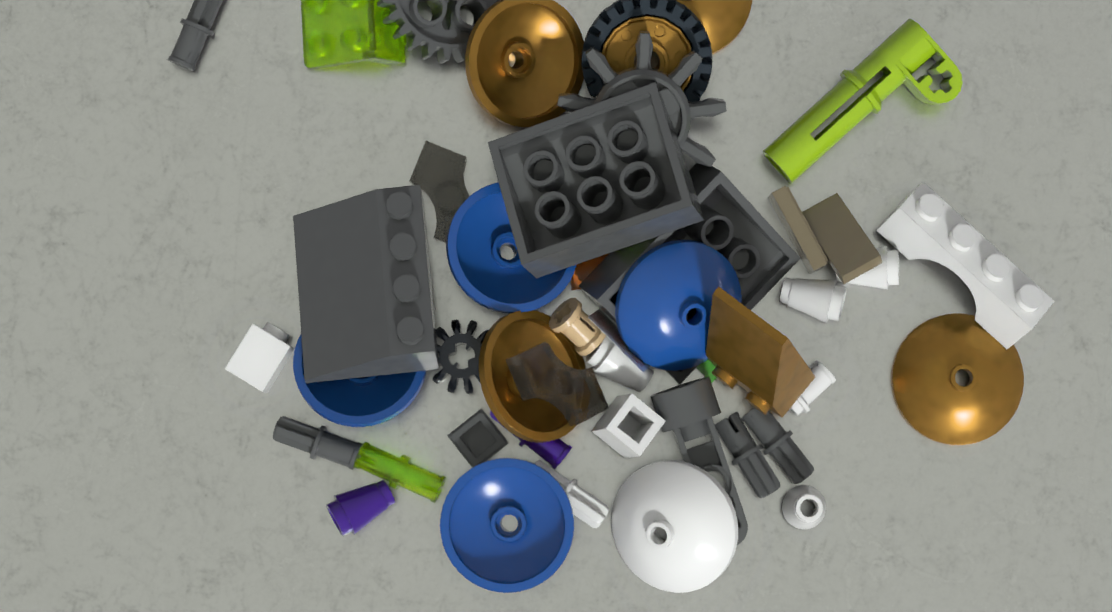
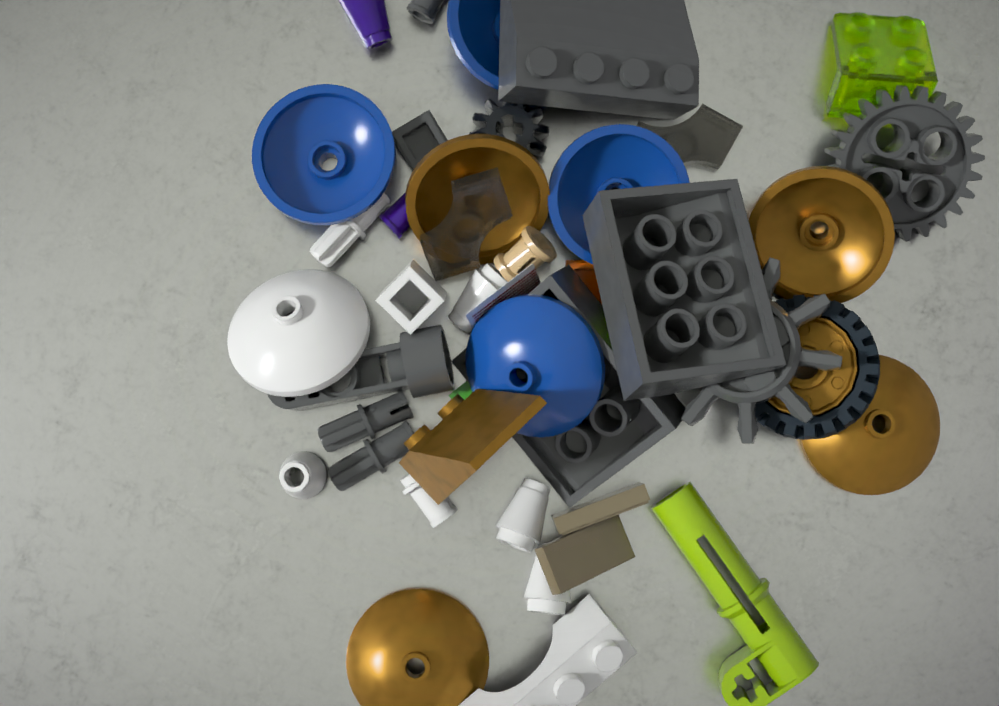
camera: 95 degrees right, 0 degrees up
(400, 472) = (397, 56): clear neon green pin -> none

